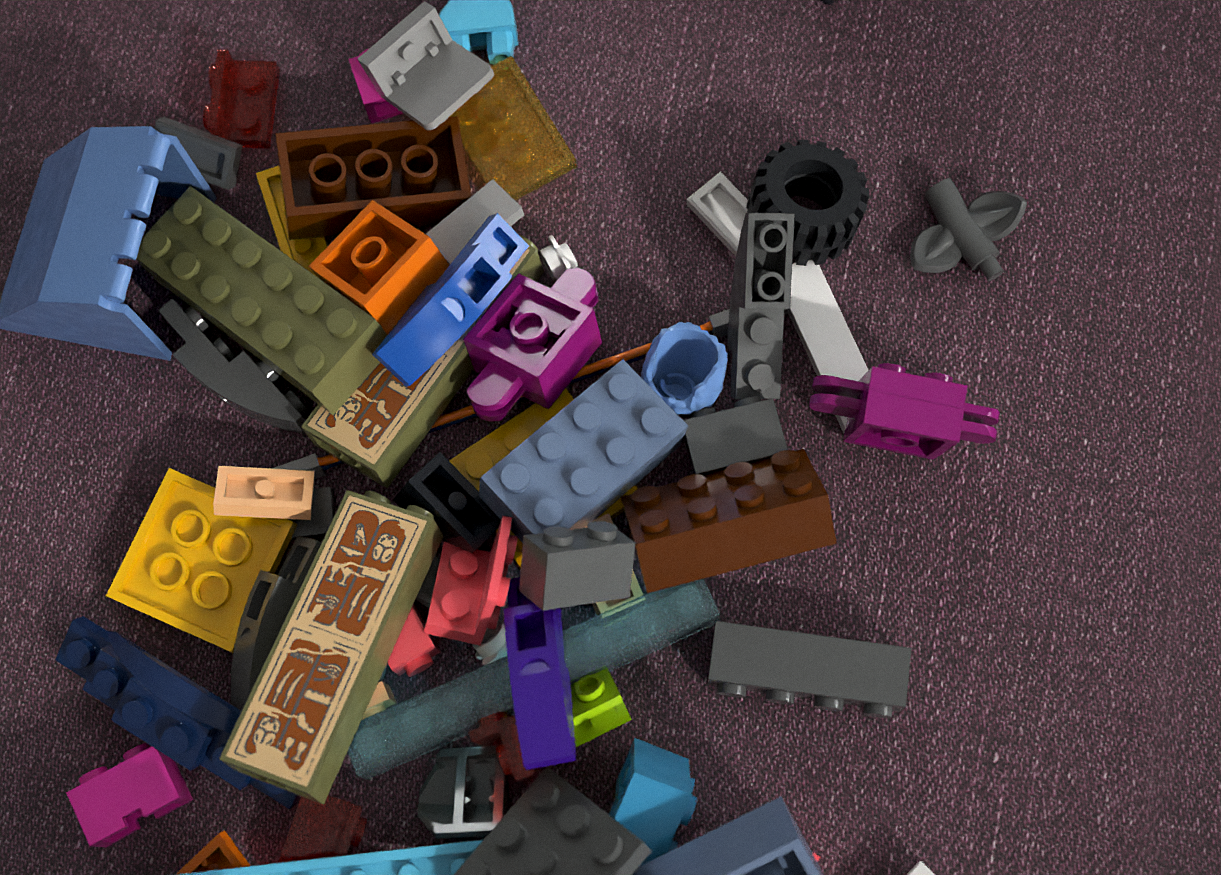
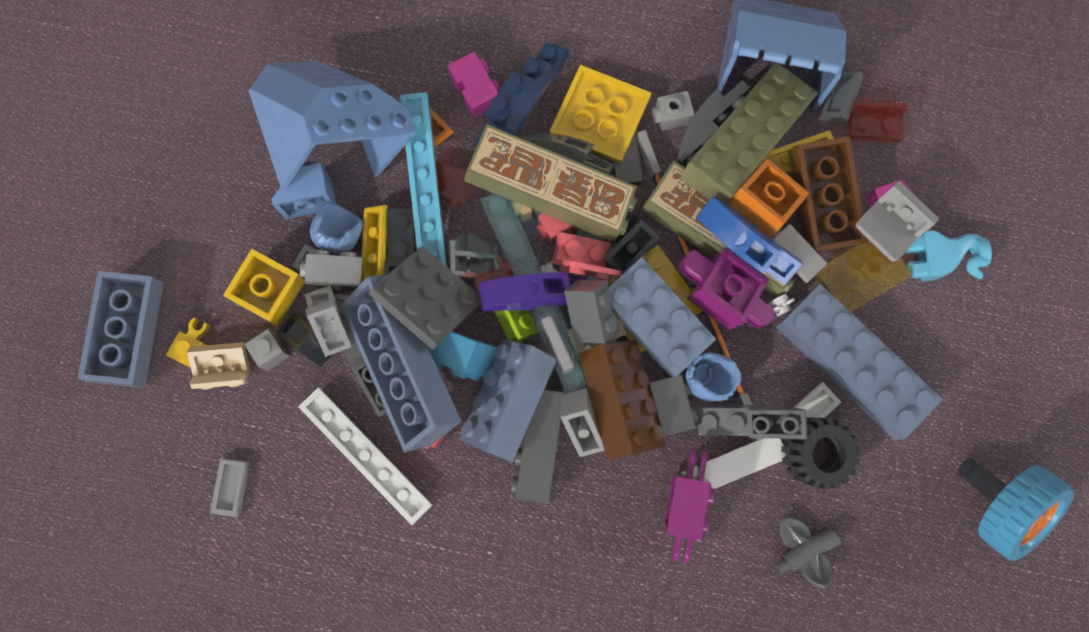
camera: 80 degrees right, 5 degrees up
(204, 431) = (673, 111): none -> light grey brick
(264, 493) = (636, 143): light nougat plate -> none
(636, 626) = (557, 344): none -> light grey tile
(654, 143) = (859, 363): none -> sand blue brick
(731, 721) = (507, 399): none -> sand blue brick
(768, 588) = (581, 422): none -> light grey brick

